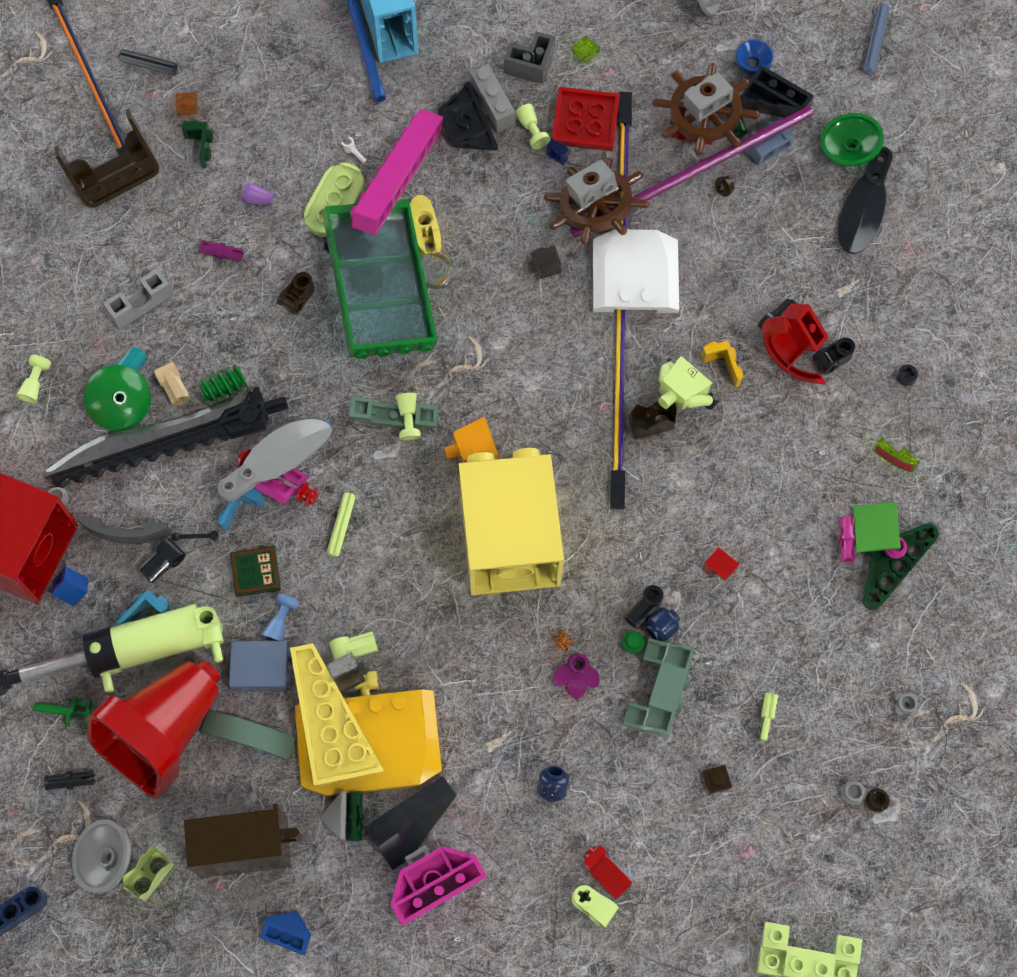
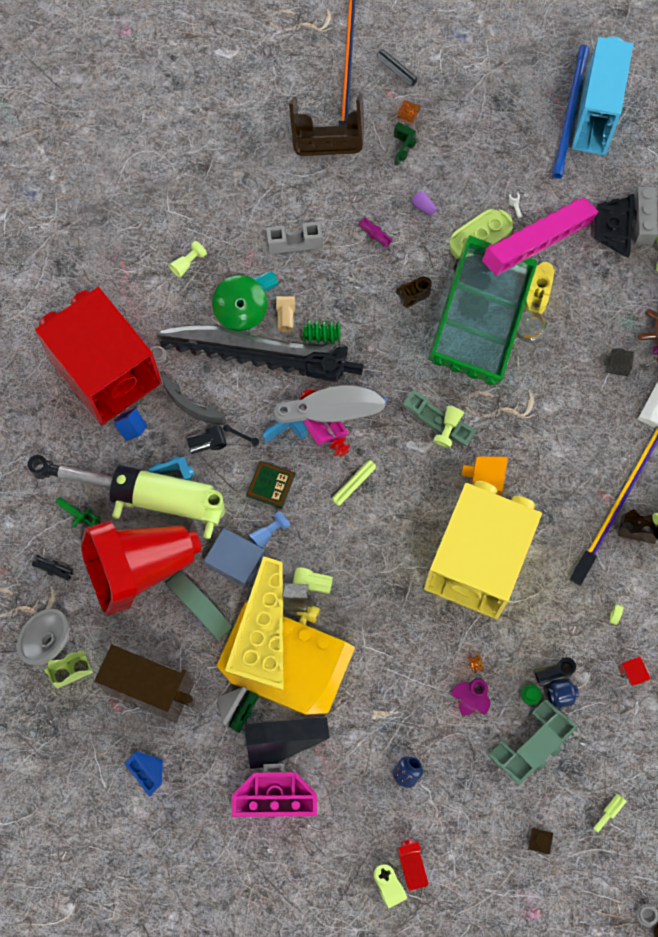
camera: 30 degrees right, 0 degrees up
(673, 518) = (616, 614): none -> yellowish green tile

